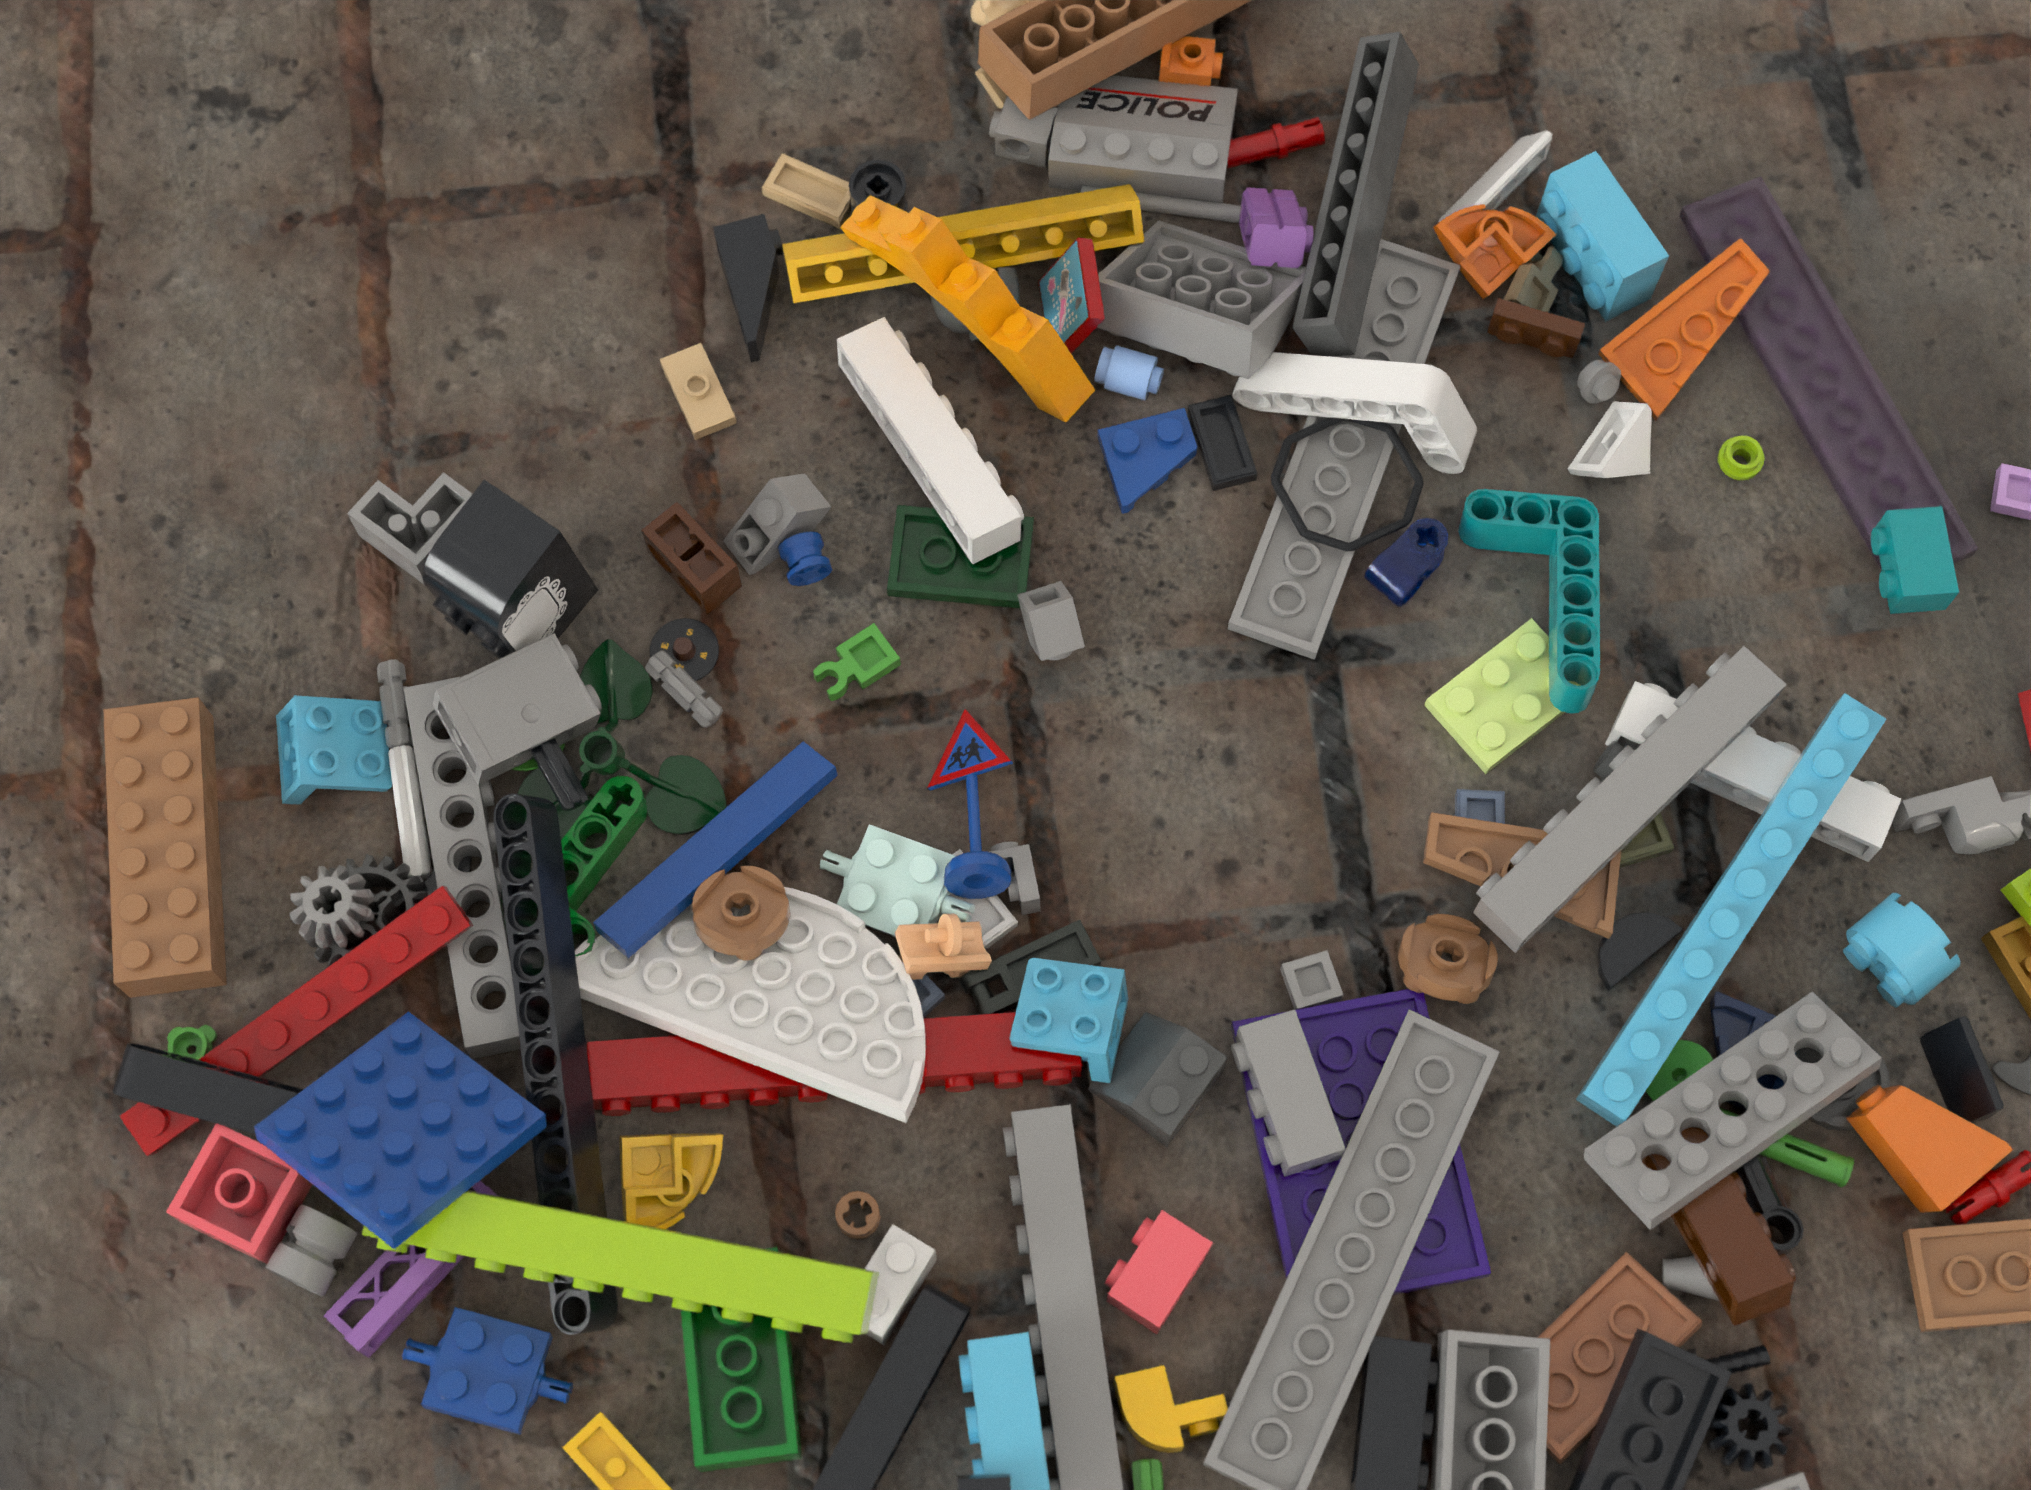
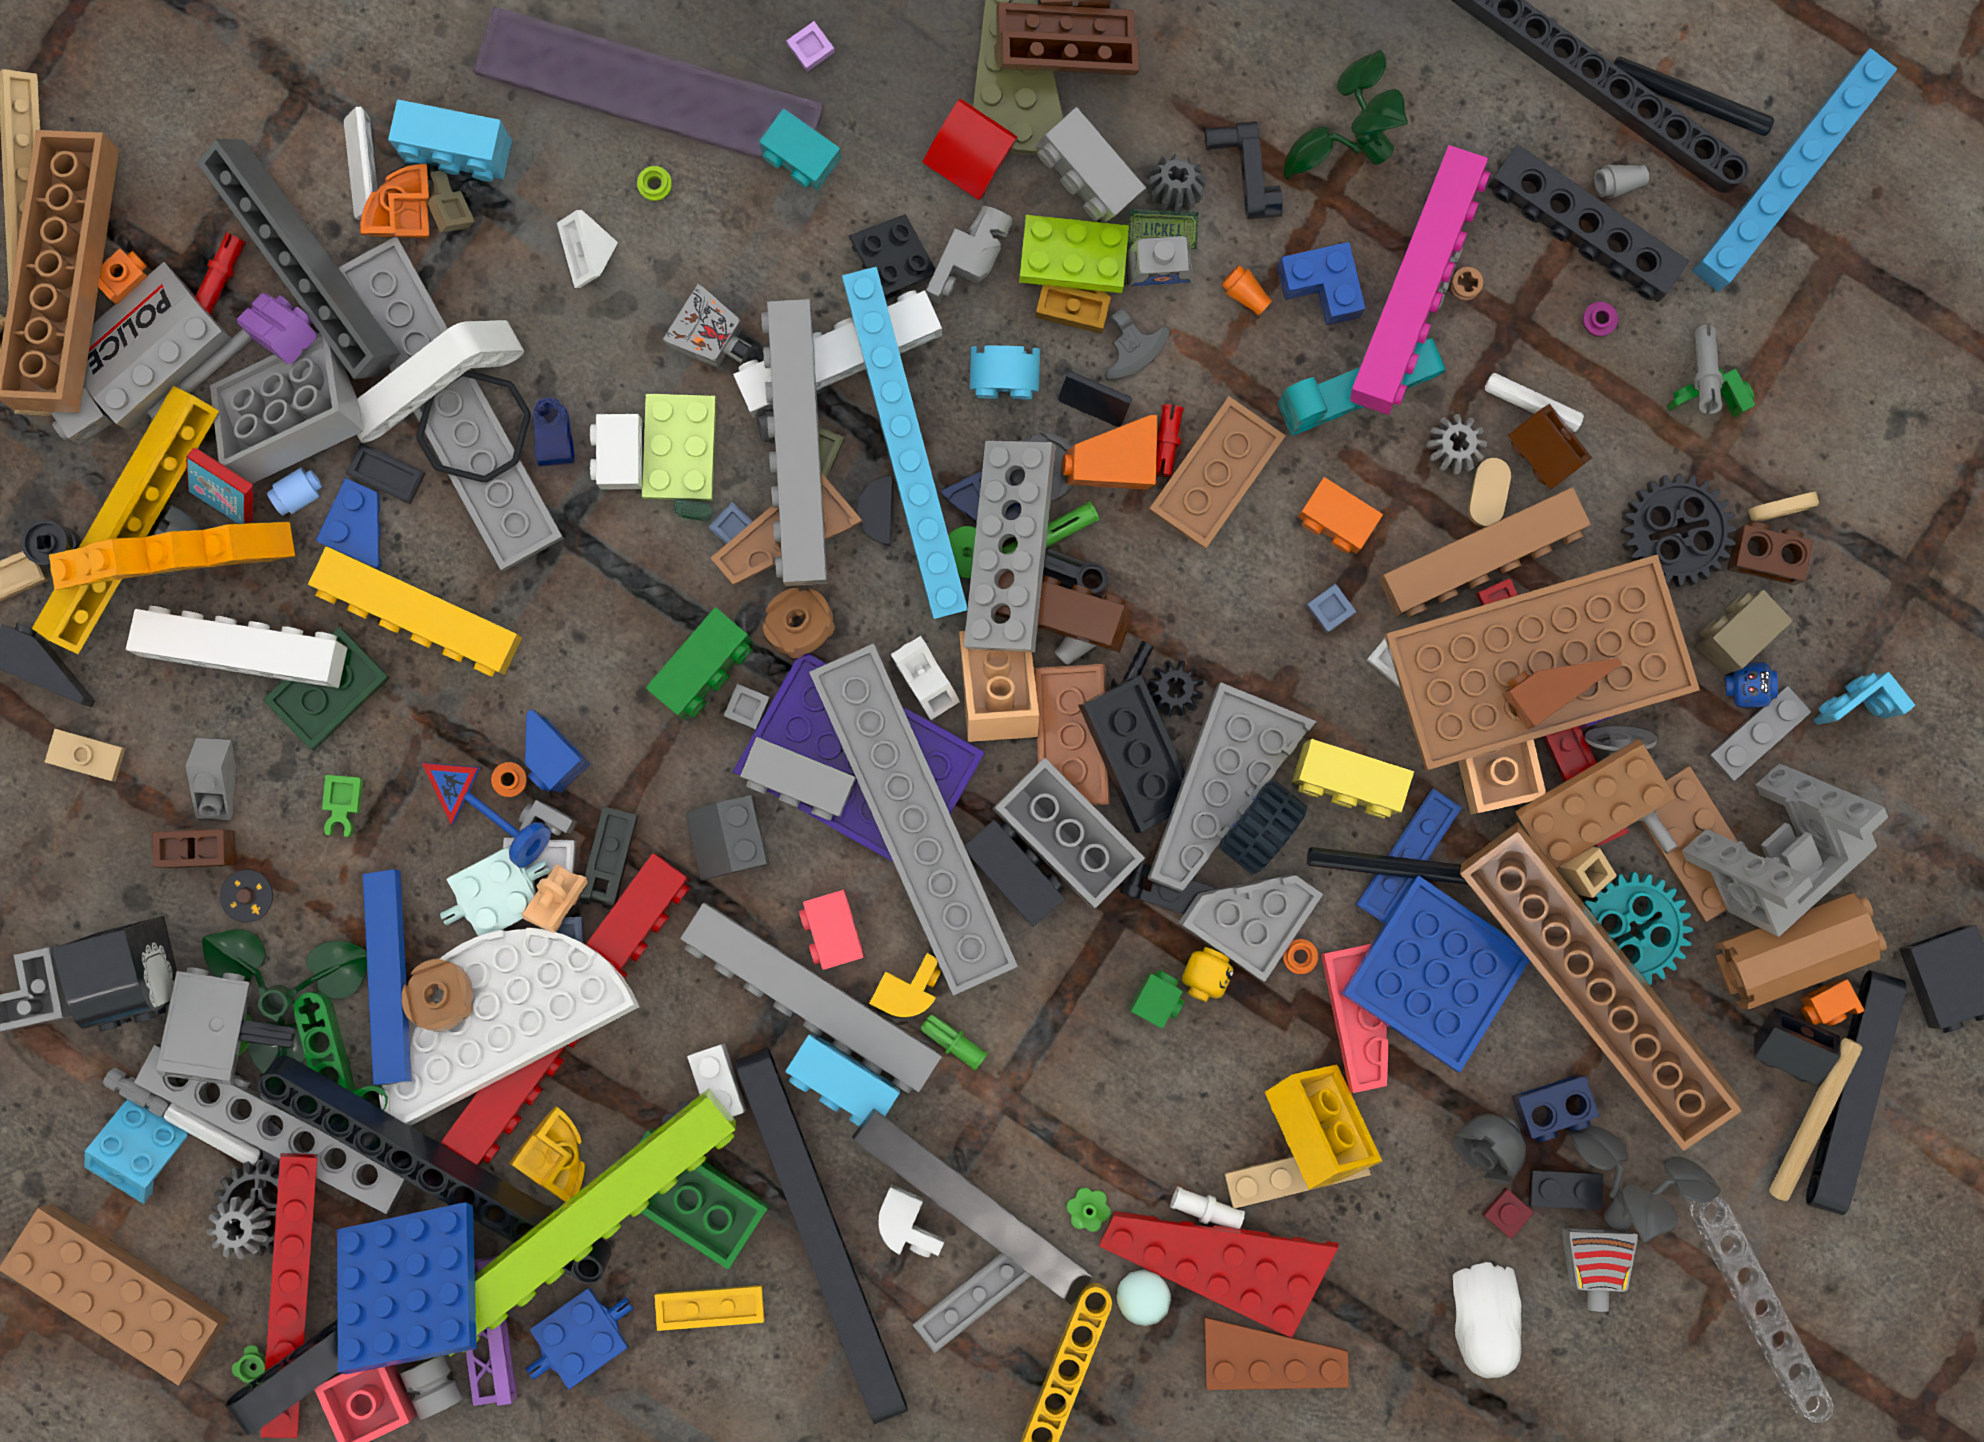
camera: 55 degrees left, 15 degrees up
(683, 689) = (271, 916): light grey axle -> none
(804, 558) = (250, 781): blue wheel -> none
(843, 1210) = (654, 1071): medium nougat bush -> none
(1019, 818) = (519, 782): none -> orange plate
(1051, 621) = (412, 672): light grey brick -> none
(1072, 1012) = (653, 857): medium azure bracket -> none
(1085, 824) = (550, 755): none -> blue slope
(1113, 578) = (415, 611): none -> yellow brick
(1315, 894) = (701, 665): none -> green brick
(1451, 637) = (617, 451): none -> white brick
(1460, 758) = (692, 510): none -> clear green tile
(1511, 1139) = (925, 678): none -> white brick
(1536, 328) = (485, 222): reddish brown plate -> none
(1554, 536) = (644, 357): teal beam -> none
(1567, 1235) = (998, 694): none -> light nougat slope
(1599, 381) = (538, 222): light grey plate -> none
(1650, 623) = (707, 330): none -> light grey torso
(1678, 332) = (549, 151): orange wing -> none
(1907, 743) = (895, 253): none -> black hinge

